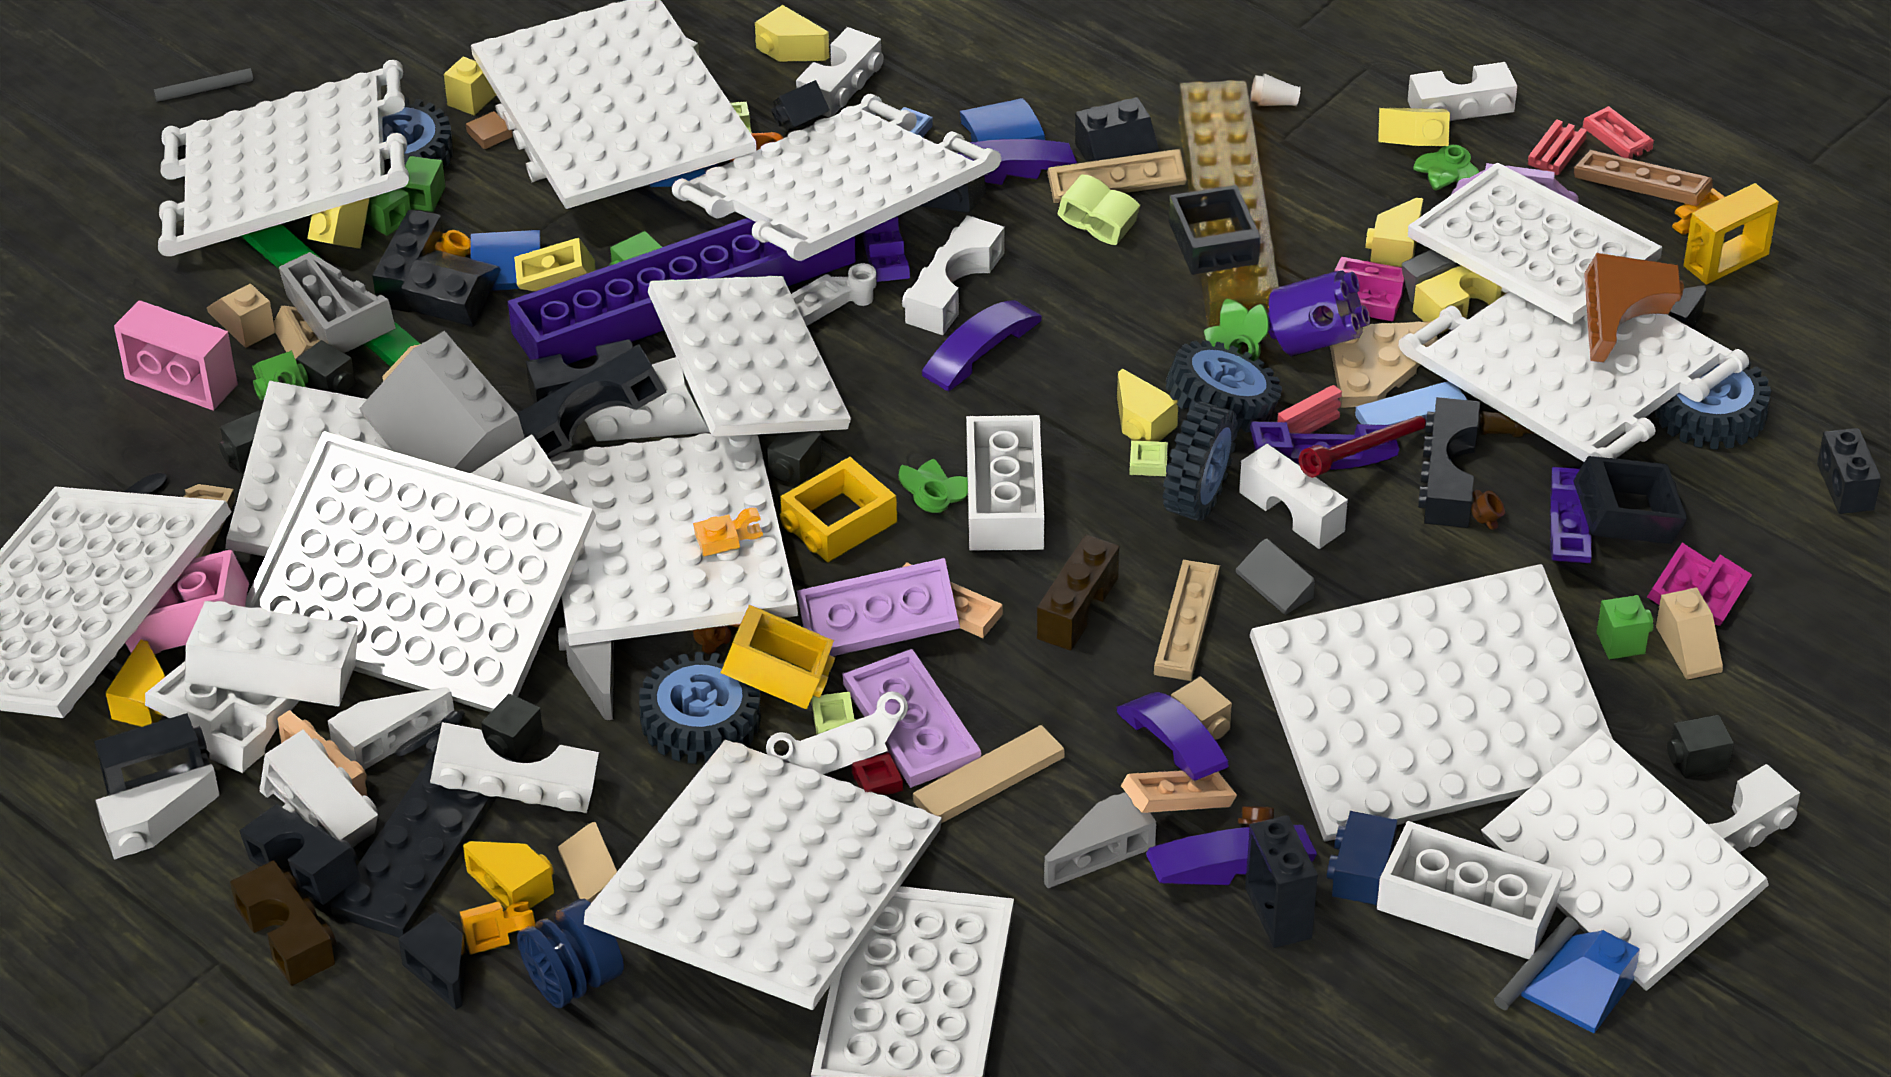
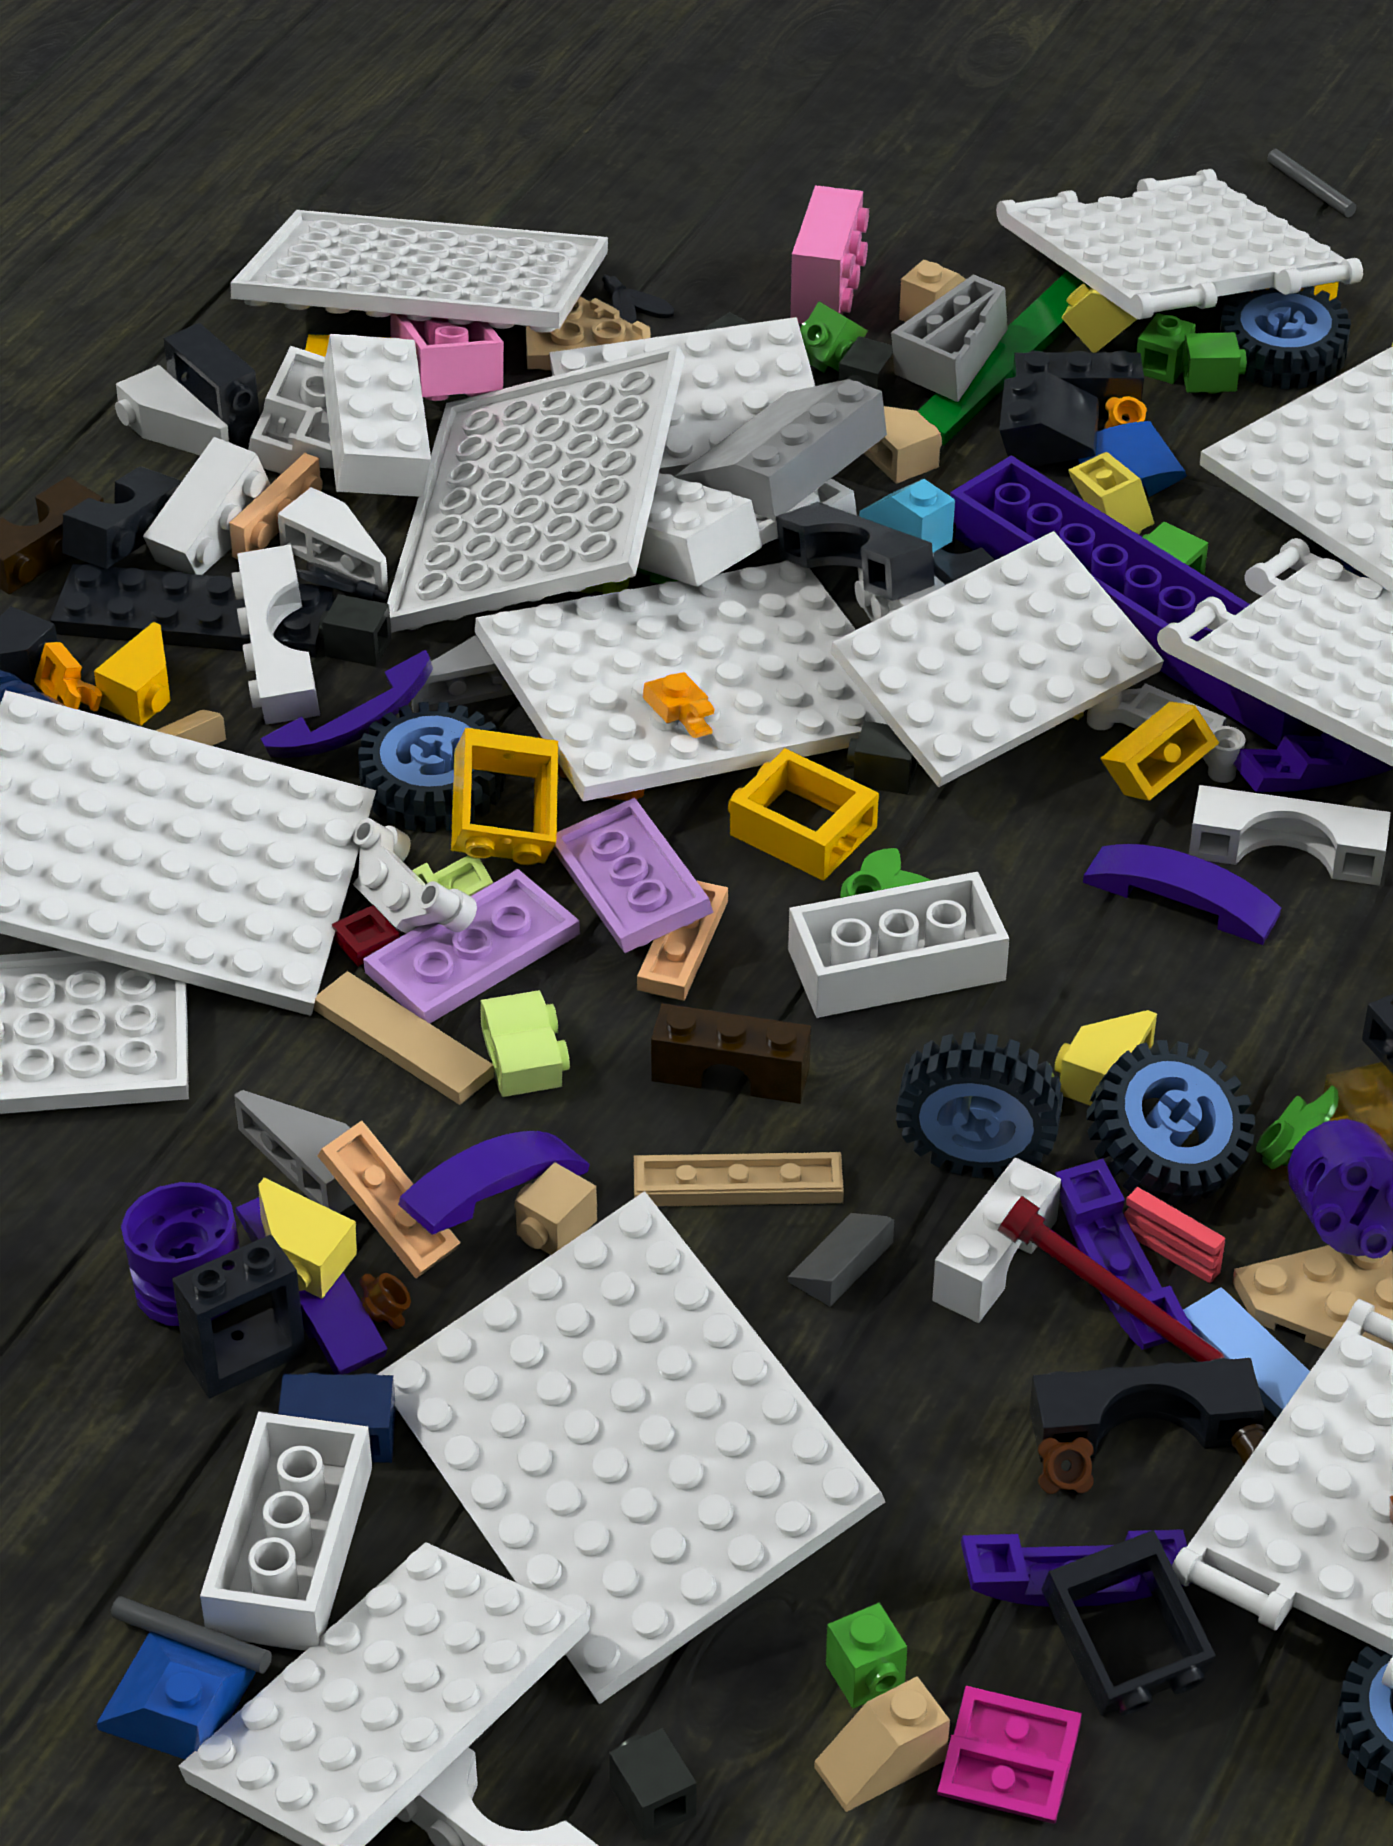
camera: 75 degrees right, 0 degrees up
(555, 365) = (917, 511): none -> medium azure slope
(627, 694) = (298, 741): none -> dark purple slope
(861, 307) = (1159, 750): none -> yellow brick
(1026, 703) = (523, 1043): none -> yellowish green brick
(1202, 911) = (172, 1234): none -> dark purple wheel
(1219, 831) = (310, 1234): none -> light yellow slope

